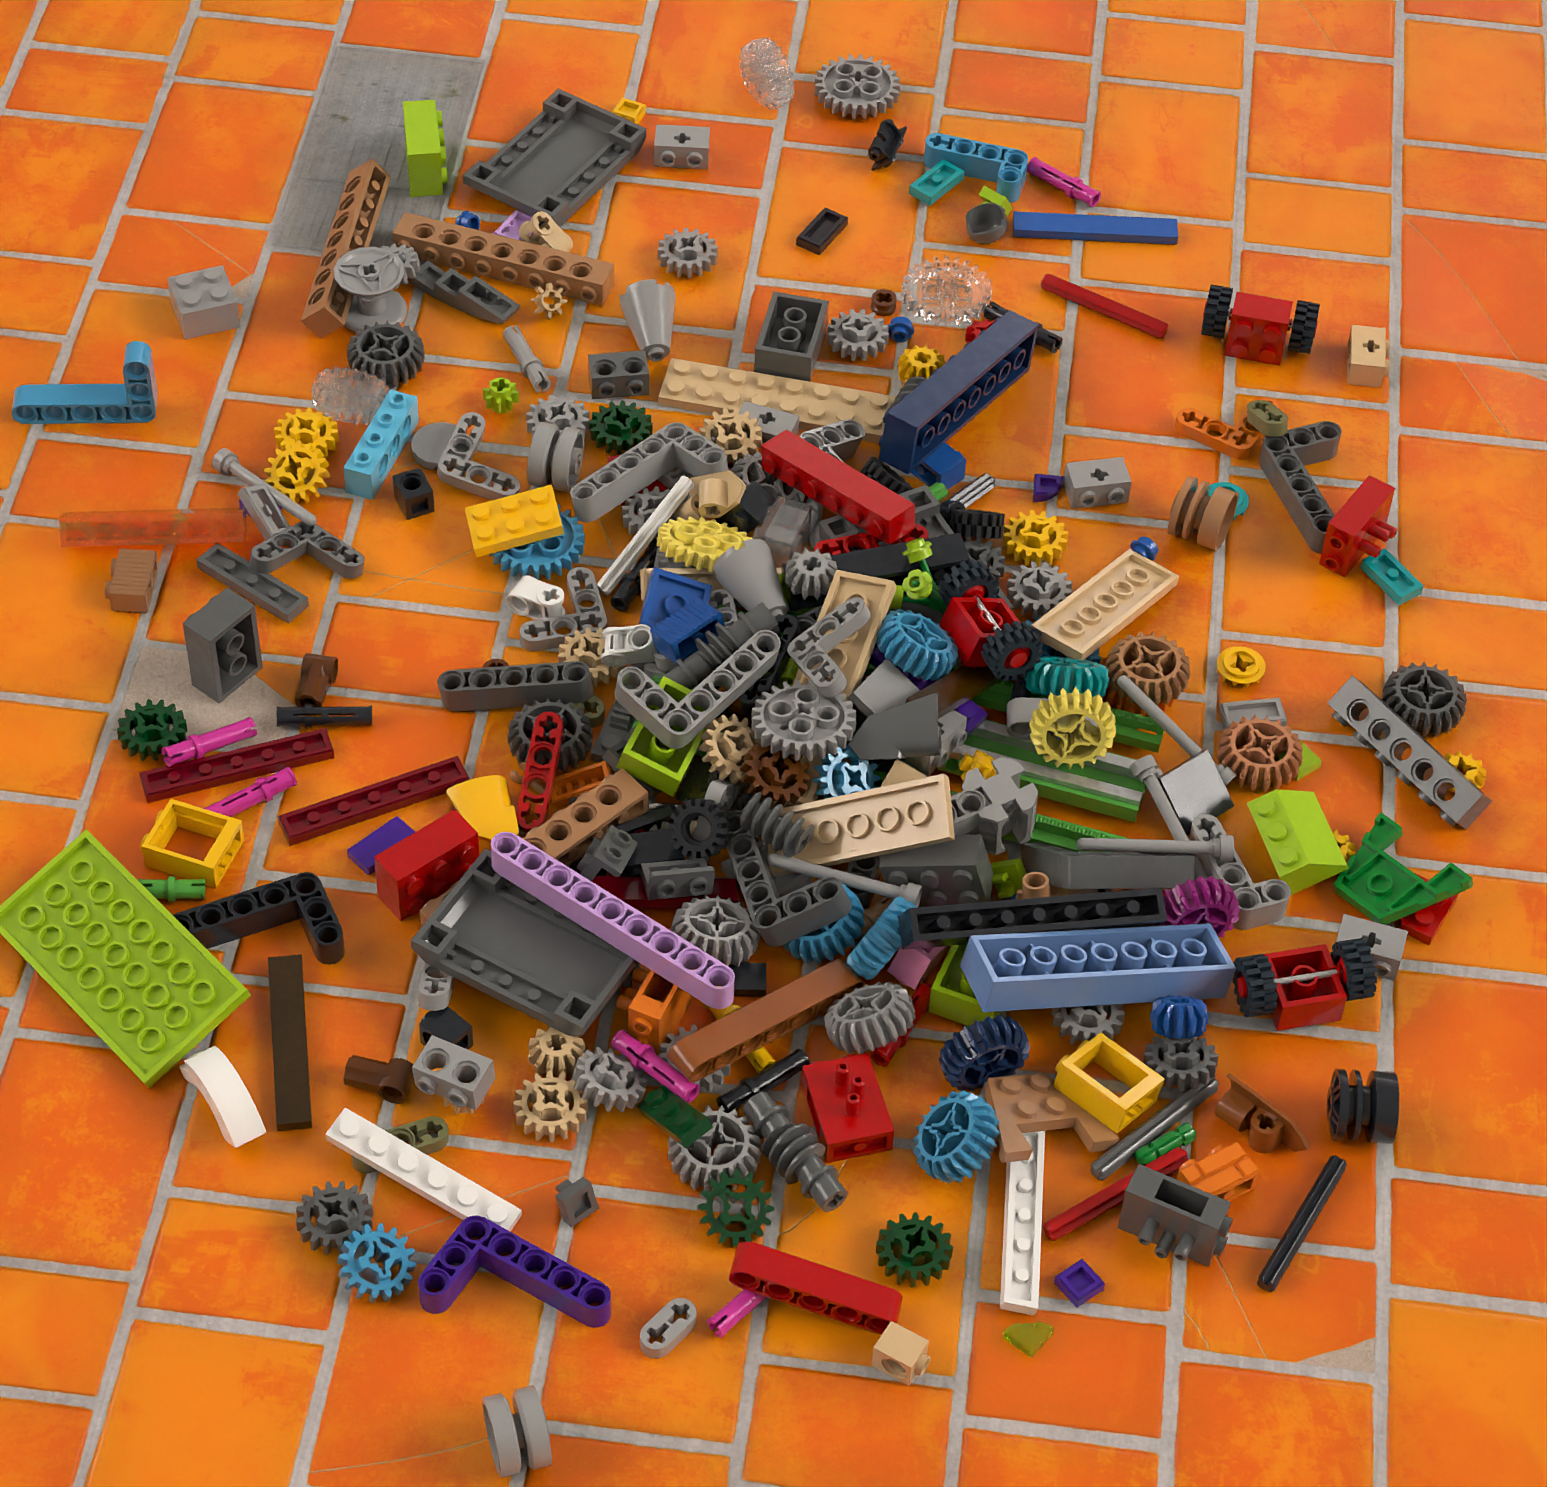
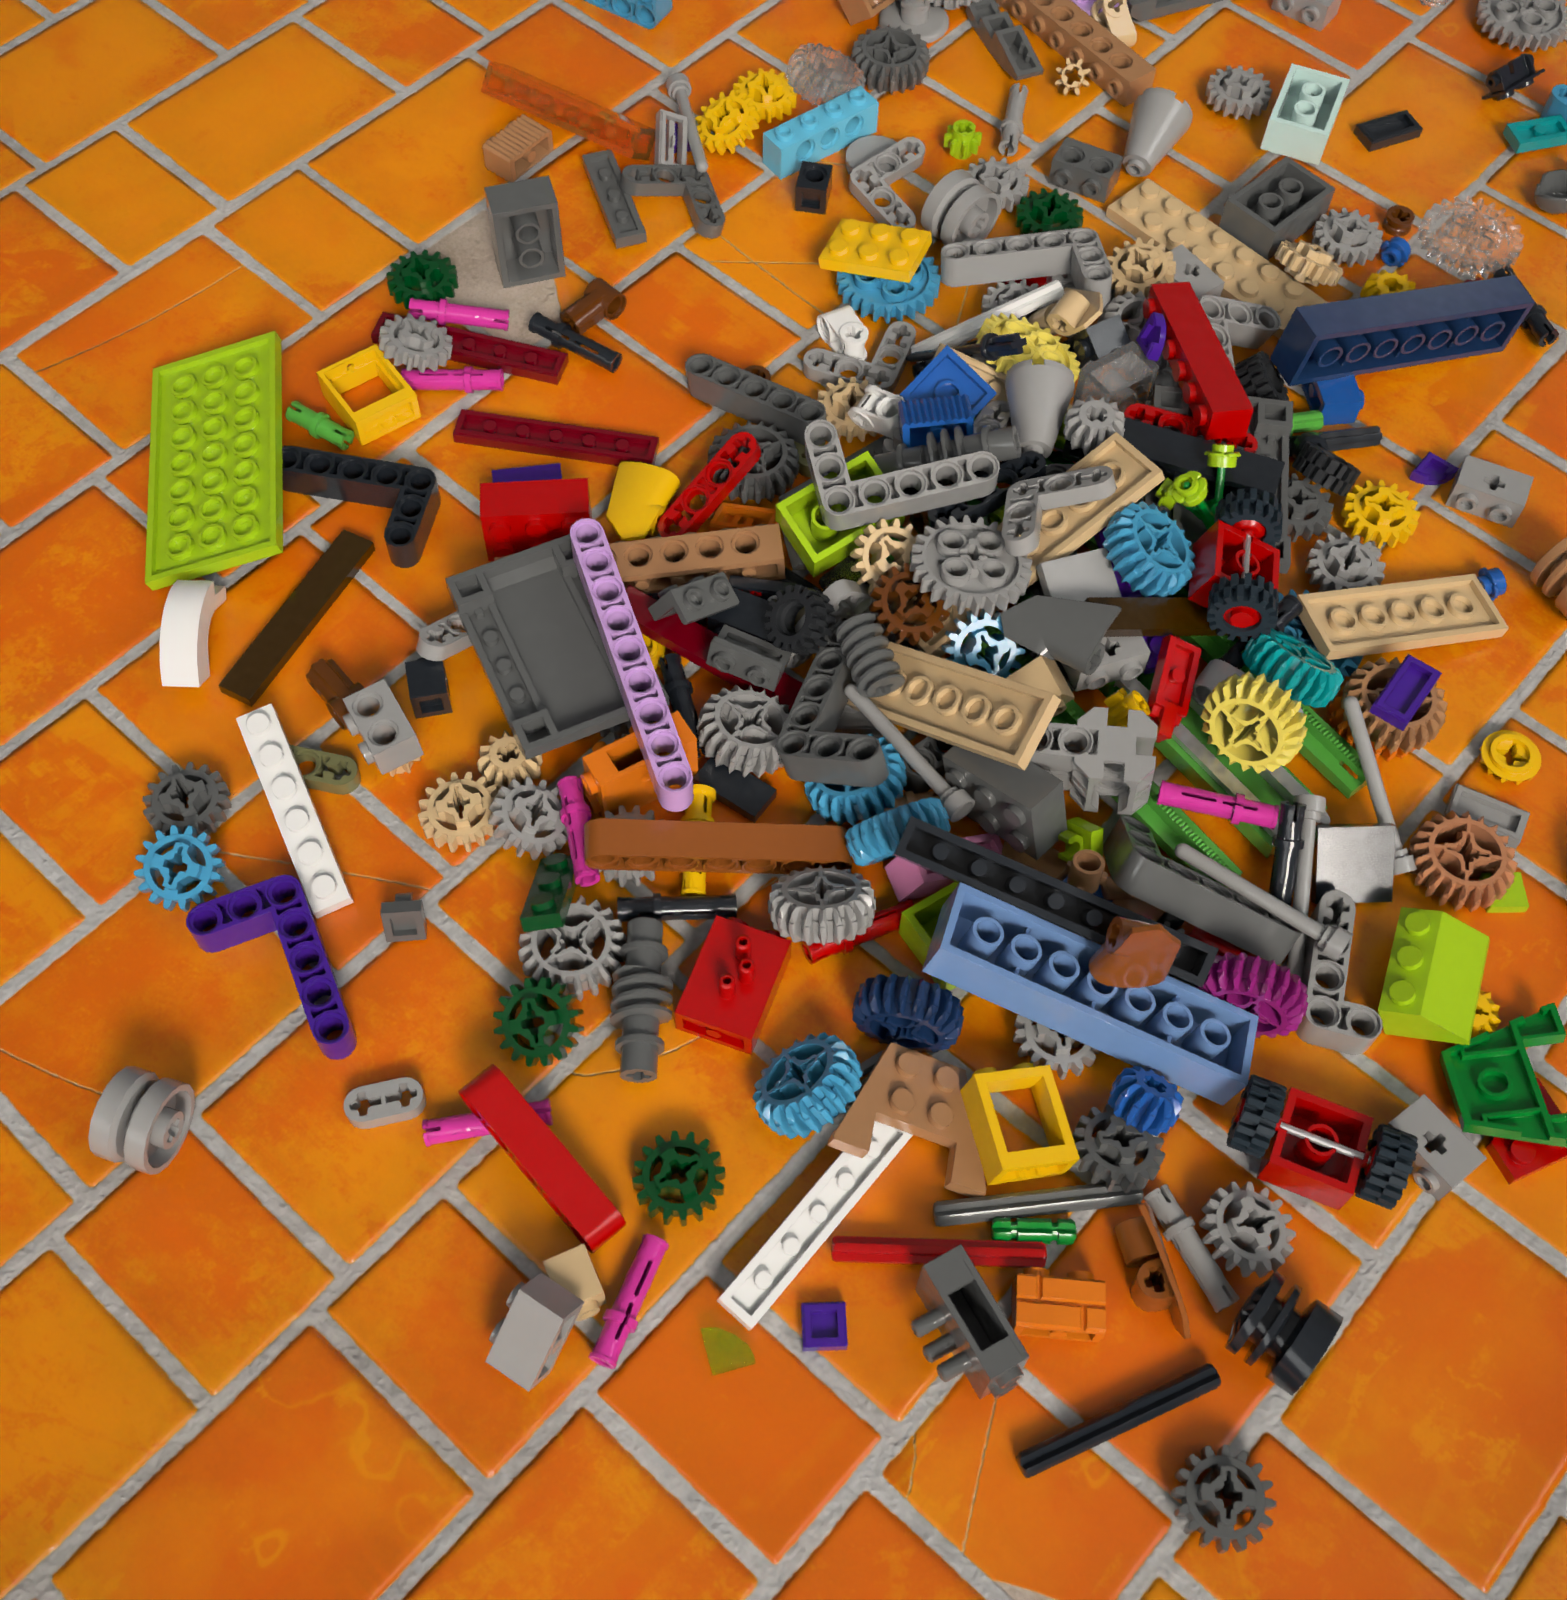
camera: 35 degrees right, 10 degrees up
(202, 781) = (415, 343): none -> light grey gear
(689, 552) = (990, 347): none -> black piece
(755, 248) = (1304, 114): none -> light aqua brick
(793, 485) = (1153, 336): none -> dark purple tile
(847, 370) = (1309, 263): none -> tan gear
(904, 1390) = (533, 1330): none -> light grey brick
(947, 1355) = (621, 1317): none -> dark pink pin
(994, 727) = (1172, 684): none -> red hinge
(1097, 796) = (1219, 805): none -> dark pink pin
(1116, 917) = (1134, 954): none -> dark orange panel
(1149, 803) = (1287, 847): none -> black pin
(1153, 654) = (1405, 692): none -> dark purple tile
(1281, 1099) = (1195, 1254): none -> light grey pin
(1296, 1062) = (1247, 1229): none -> light grey gear
(1396, 1226) = (1243, 1499): none -> dark grey gear

